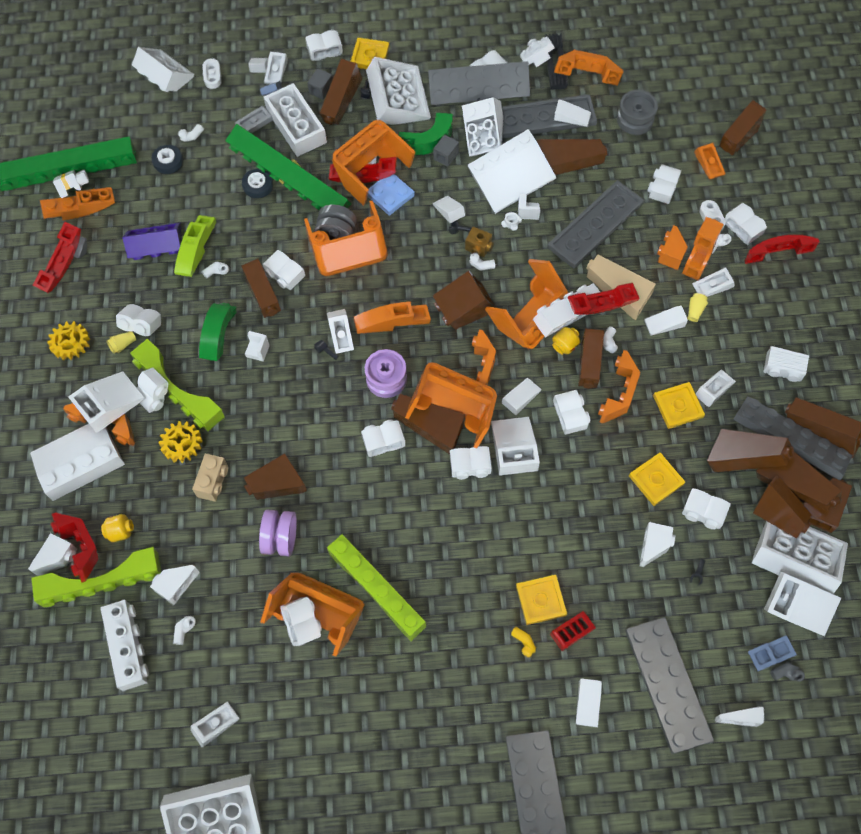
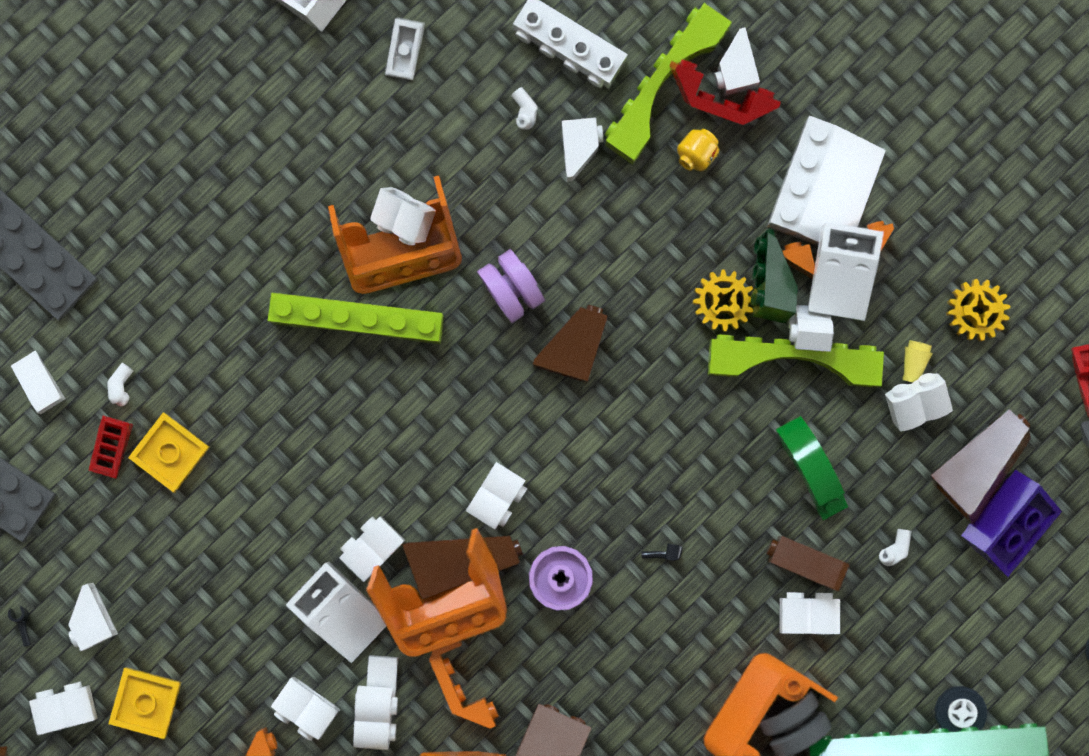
camera: 140 degrees right, 20 degrees up
(145, 269) = (982, 465): none -> slope
(146, 428) = (775, 286): none -> dark green slope
(193, 244) = (952, 556): lime slope -> none
(210, 477) = (648, 287): tan brick -> none
(257, 346) = (746, 487): white panel -> none
(340, 331) = (666, 590): white slope -> none
(391, 315) = (617, 657): orange slope -> none
(527, 641) = (161, 395): yellow arm -> none
(538, 380) = (373, 717): none -> white brick
(543, 662) = (116, 385): none -> white arm

